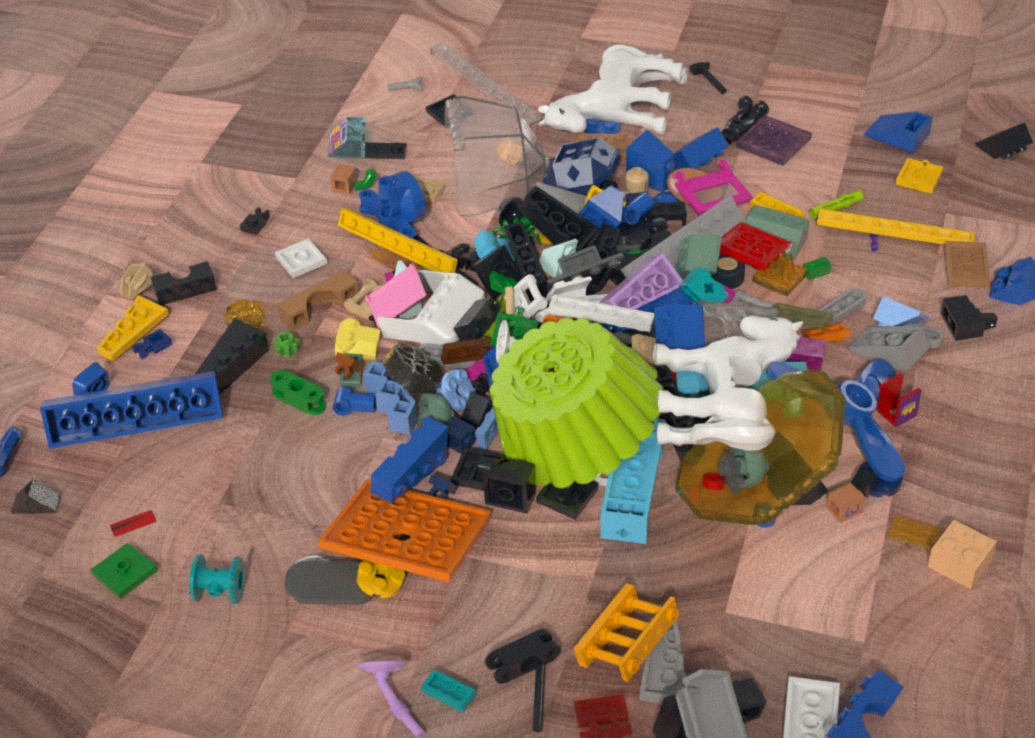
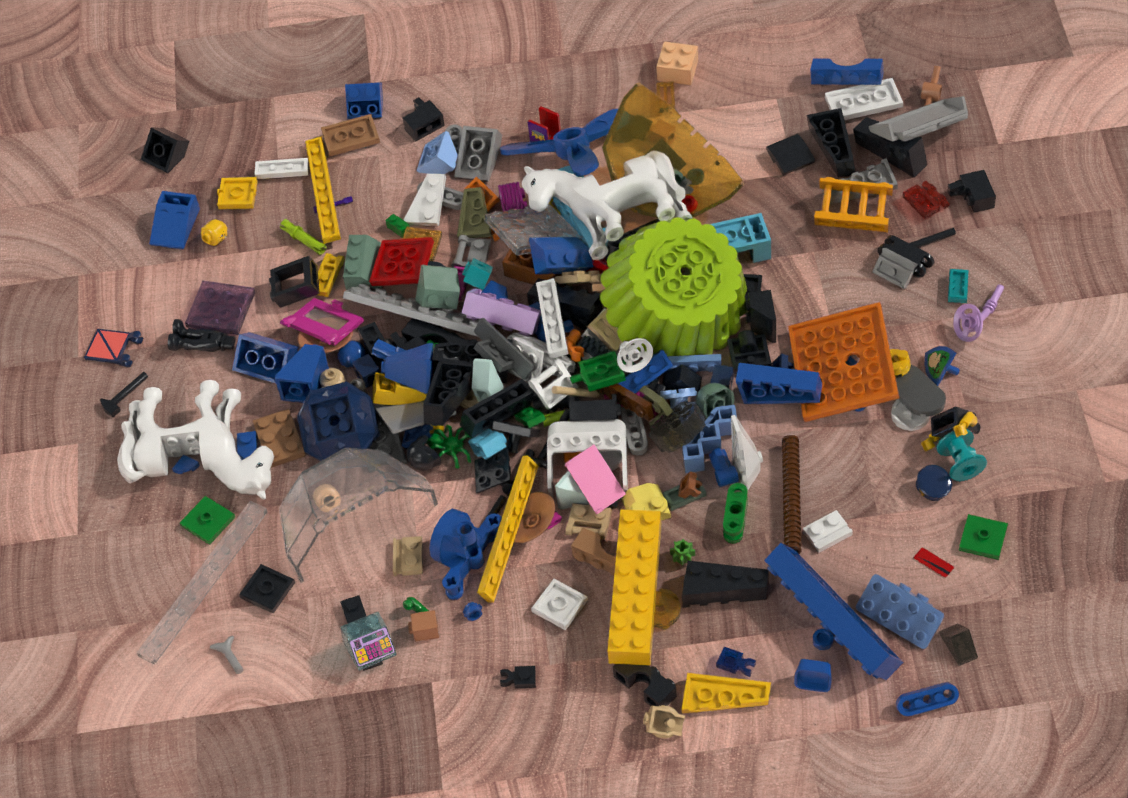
camera: 110 degrees left, 10 degrees up
(101, 474) = (900, 610): none -> medium blue bracket
(215, 550) = (933, 482): none -> dark blue piece
(229, 455) = (827, 531): none -> white plate
(253, 585) = (951, 420): none -> torso
(264, 286) = (634, 587): none -> yellow brick
(287, 439) = (791, 492): none -> reddish brown piece
(336, 208) = (472, 611): none -> blue plate
(342, 399) = (744, 454): none -> white wedge
(342, 623) = (938, 362): none -> shield
(449, 361) = (658, 403): none -> olive plate
(509, 634) = (894, 268): none -> light grey plate
(541, 94) = (207, 520): none -> green plate
(743, 655) = (832, 137): none -> black wedge
(752, 612) = (790, 154): none -> black slope
(768, 77) = (110, 345): none -> flag
(774, 177) = (299, 292): none -> black window
(833, 289) = (428, 202): none -> white wing
(871, 150) = (214, 232): none -> yellow head
(940, 207) = (281, 168): none -> white plate

